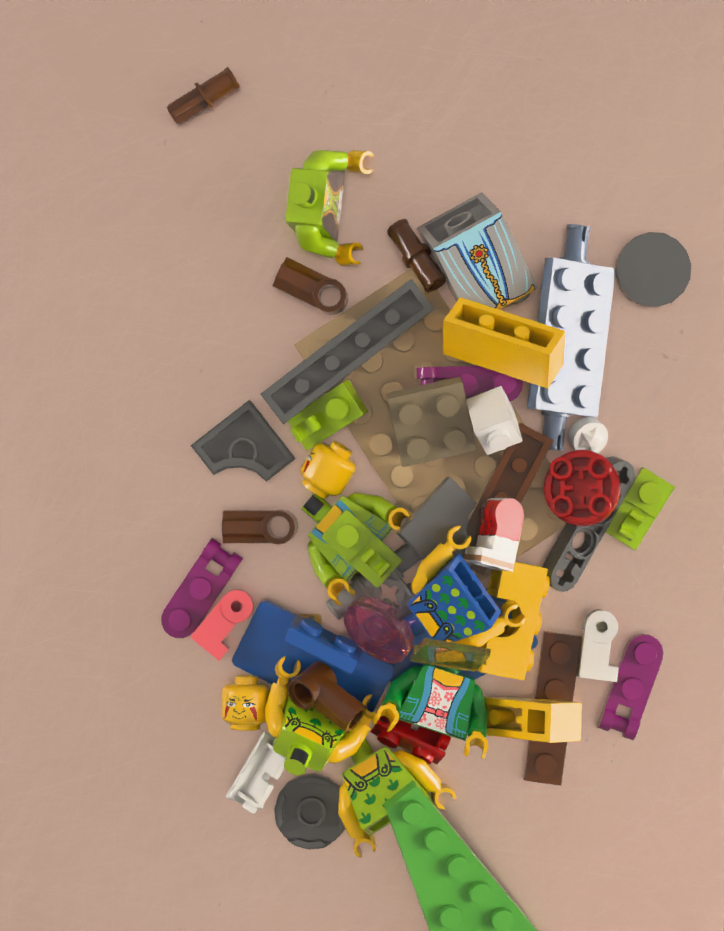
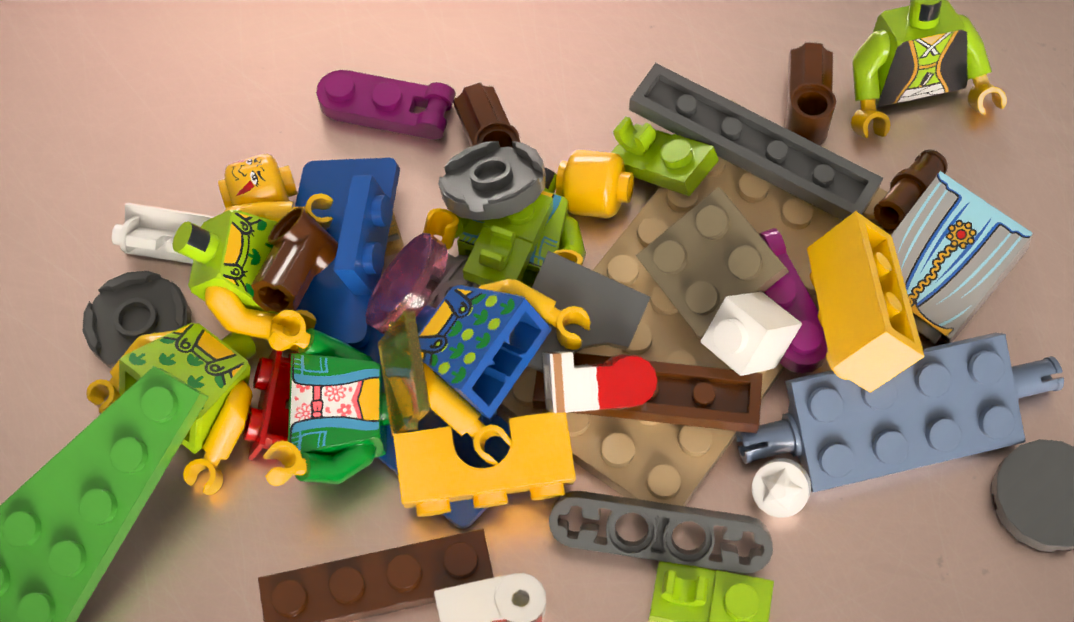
camera: 75 degrees right, 25 degrees down
(230, 610) = (351, 132): coral leg -> none
(244, 442) = (586, 93): dark grey tile -> none
(321, 546) = (492, 180): none -> dark grey tile
(534, 719) = (349, 544): yellow slope -> none
(582, 488) = (709, 492): red tile -> none

